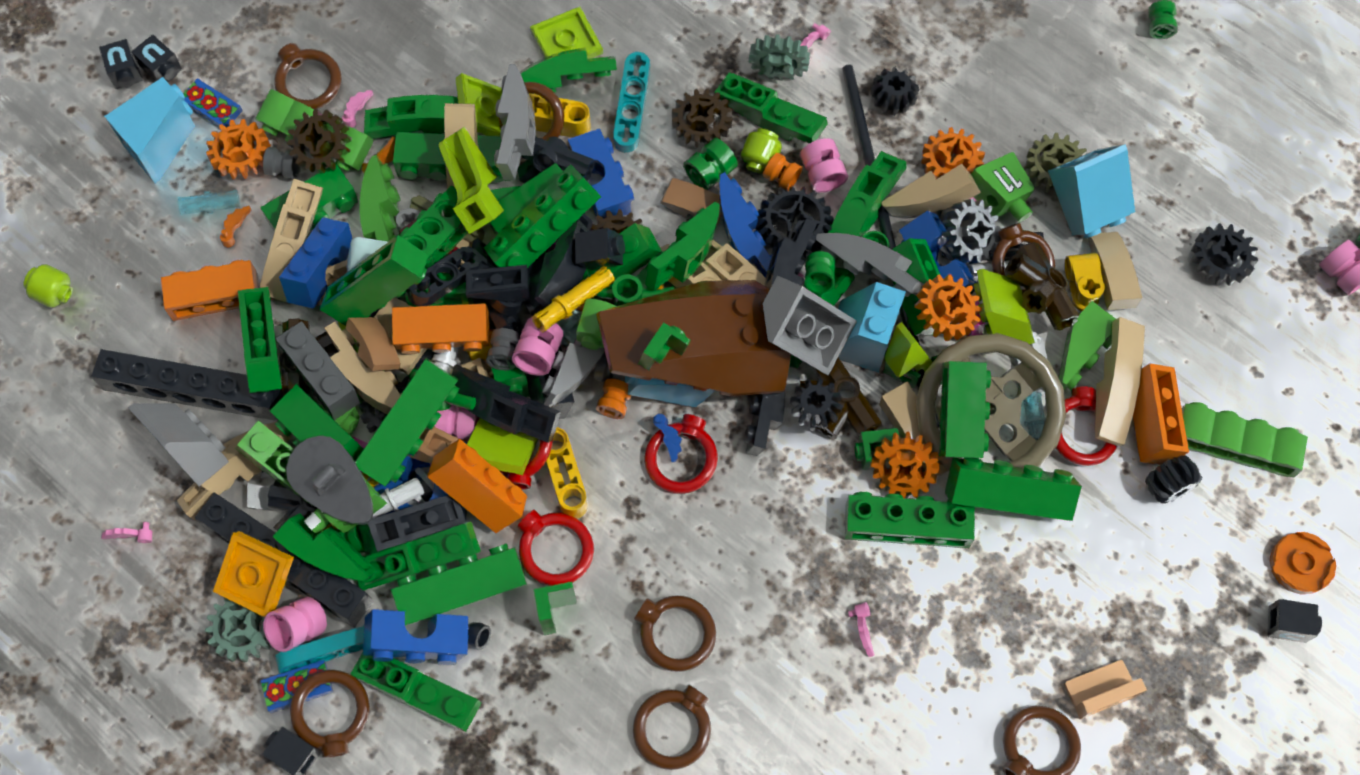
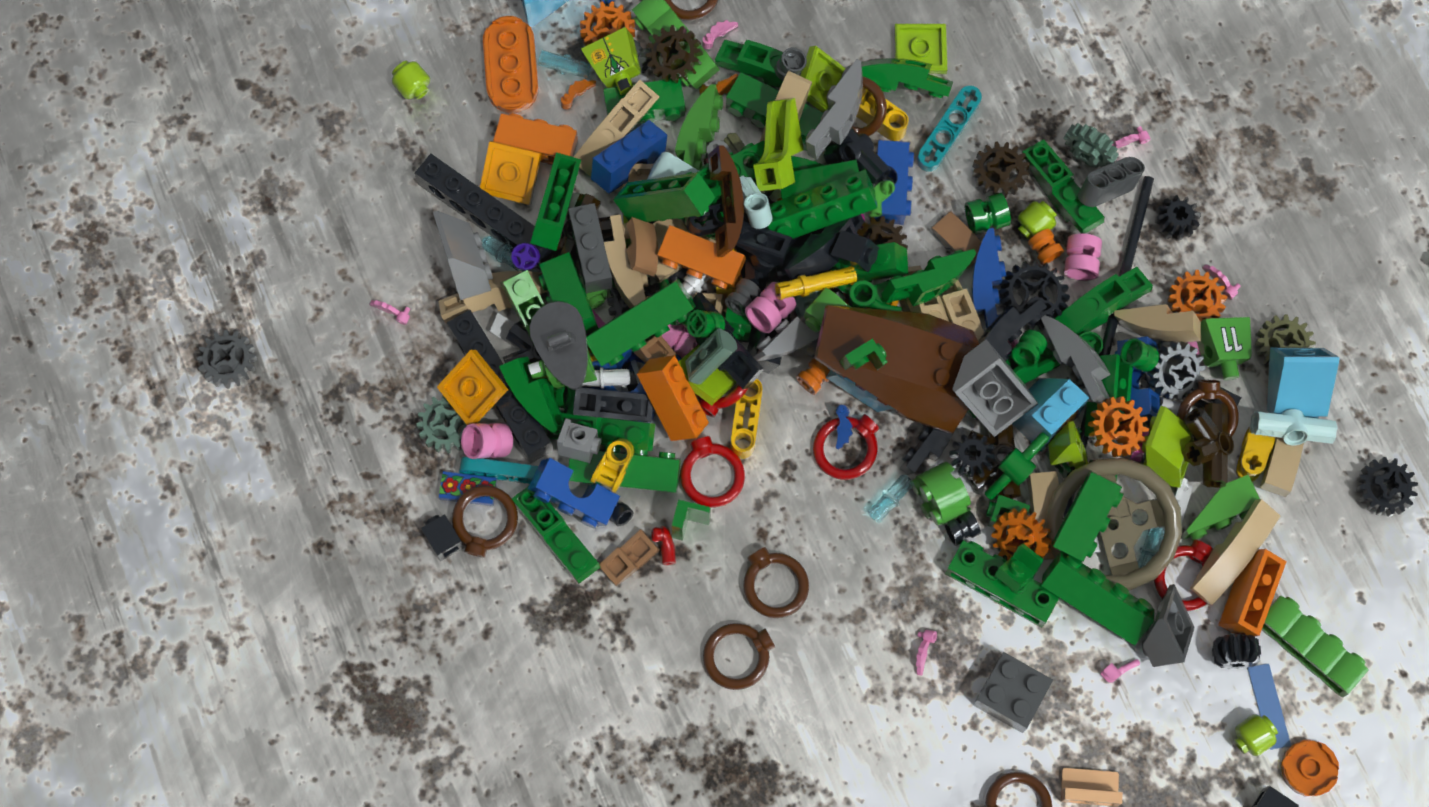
camera: 25 degrees right, 5 degrees up
(151, 227) = (510, 64): none -> orange tile
(197, 332) = (510, 172): none -> light orange plate
(227, 418) = (499, 250): none -> clear light blue axle
(245, 409) = (521, 255): none -> dark purple wheel
(258, 172) = (614, 60): none -> lime torso
(396, 578) = (578, 441): none -> light grey brick
(425, 226) = (724, 170): none -> reddish brown slope
(442, 94) = (790, 60): none -> dark grey wheel
(446, 587) = (610, 468): none -> yellow piece
(469, 246) = (755, 204): none -> light aqua piece
(477, 391) = (704, 323): none -> green wheel
(497, 422) = (710, 356): none -> sand green brick
(507, 678) = (629, 557): none -> medium nougat slope
(543, 646) = (667, 545): none -> red arm
(598, 182) = (882, 192): none -> bright green arm
(752, 487) = (890, 498): none -> clear light blue axle
(803, 457) = (941, 494): none -> bright green brick
(815, 82) = (1111, 181): none -> dark grey beam
(840, 483) = (962, 528): none -> black wheel
(866, 394) = (1016, 466): none -> green piece
(922, 495) = (1019, 568): none -> green bracket
(931, 229) = (1140, 355): none -> green wheel
(968, 130) = (1230, 291): none -> bright pink piece
(977, 628) = (1013, 692): none -> dark grey brick
(1062, 560) = (1112, 673): none -> bright pink hand
(1101, 495) = (1170, 633): none -> dark grey slope
(1110, 236) = (1293, 427): none -> light aqua piece
(1230, 520) = (1269, 702): none -> medium blue sticker
(1236, 554) = (1255, 735): none -> lime head

